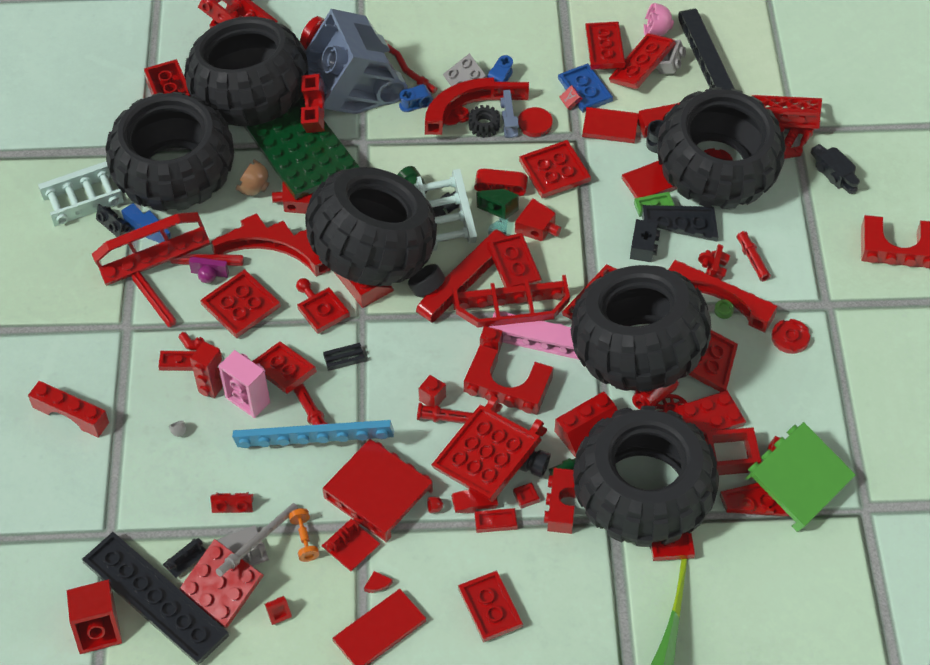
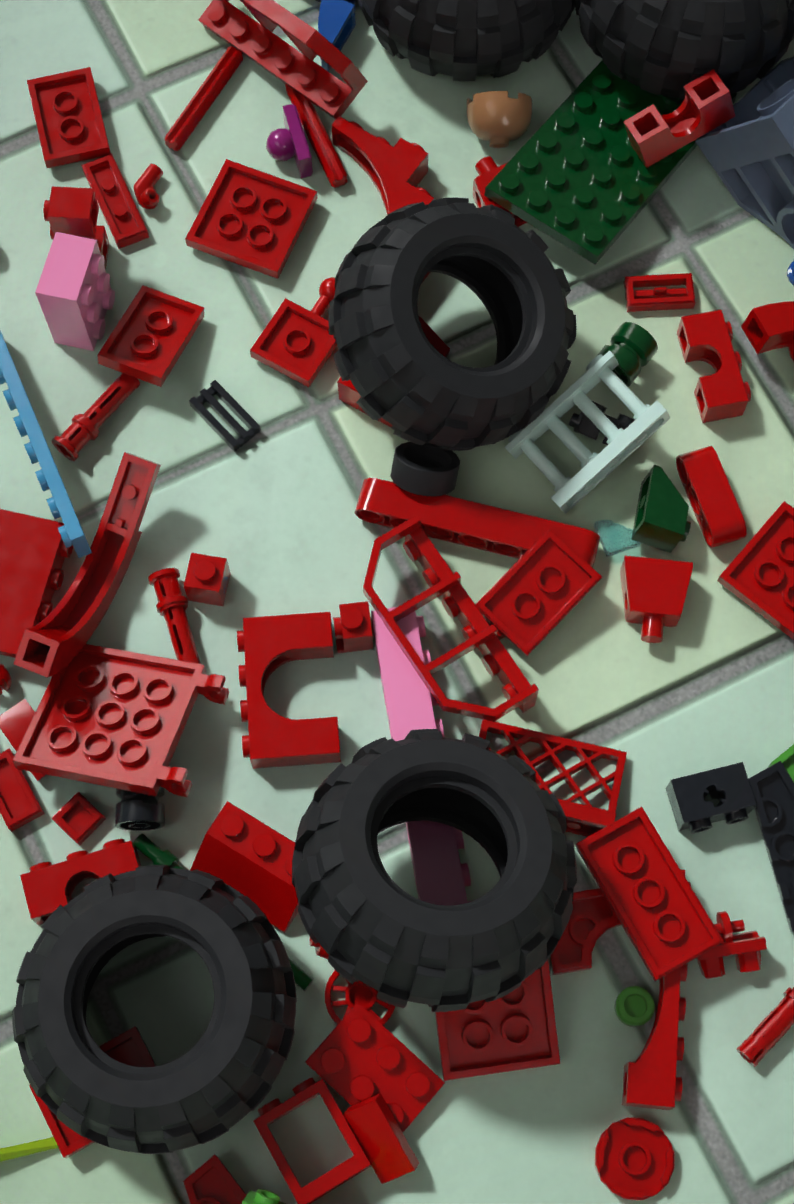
camera: 65 degrees right, 15 degrees up
(125, 361) = (68, 117): none -> red plate
(379, 155) = (660, 297): none -> red tile
(414, 448) = (72, 622): none -> red arch
(425, 149) = (709, 340): none -> red arch
(699, 270) = (648, 893): none -> red tile
(739, 420) = (381, 1138): none -> red tile

